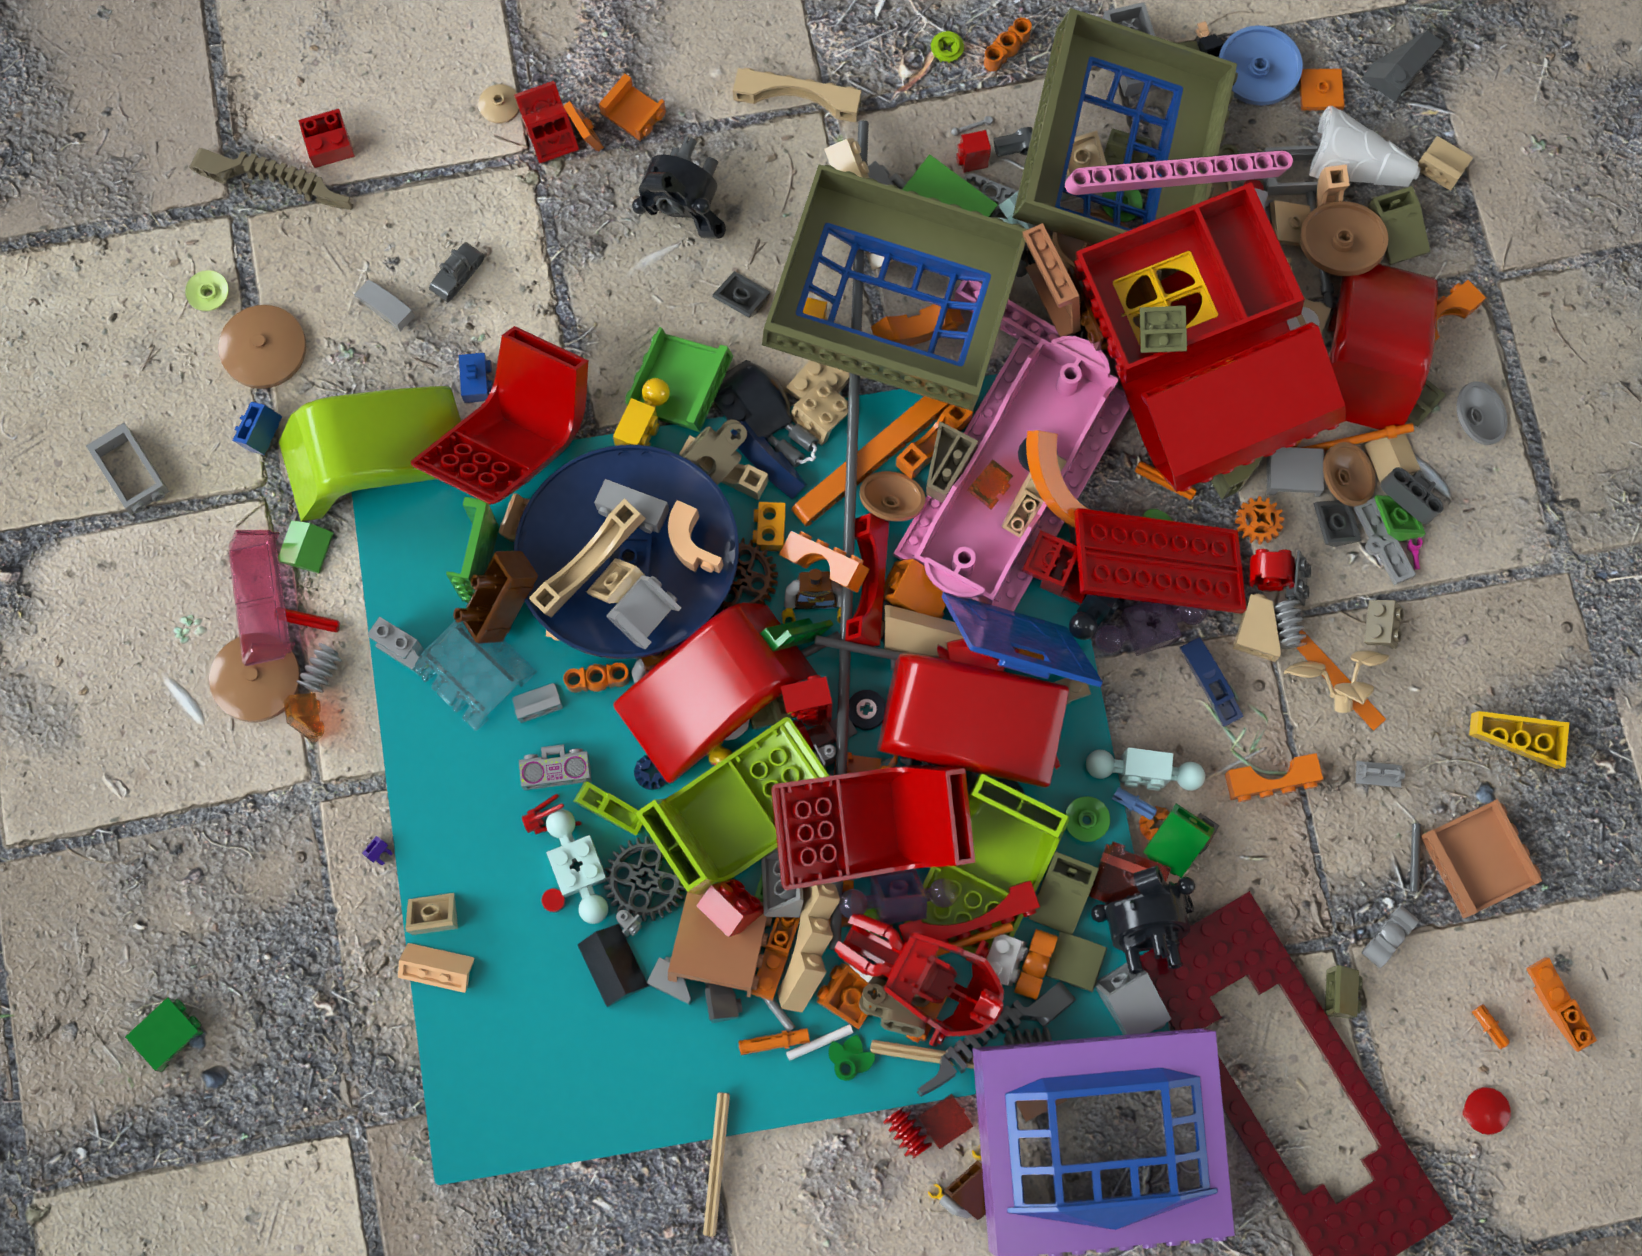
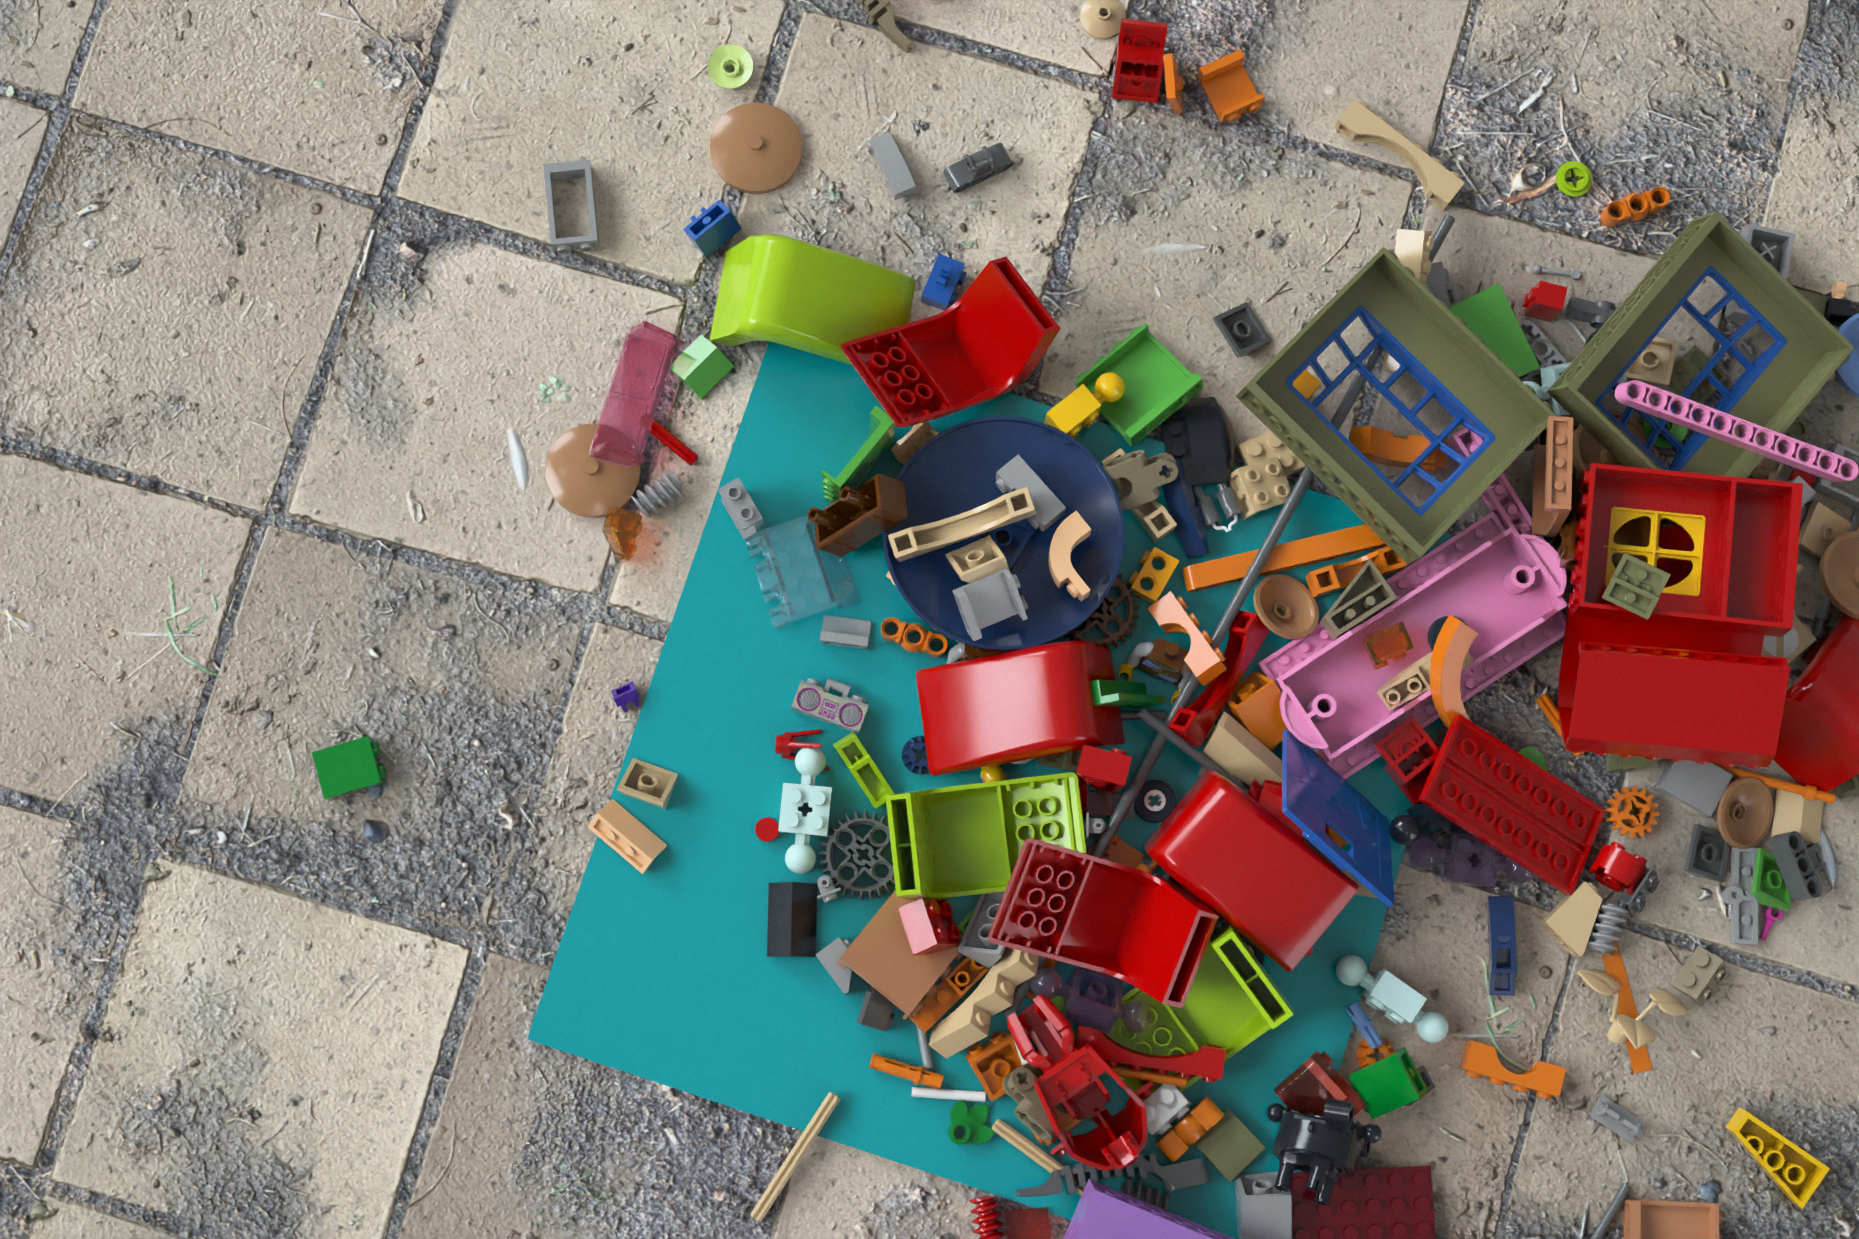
camera: 20 degrees right, 5 degrees up
(681, 189) = (1237, 196): black piece -> none
(1064, 893) = (1252, 1076): olive slope -> none
(1098, 815) = (1323, 1014): bright green dish -> none

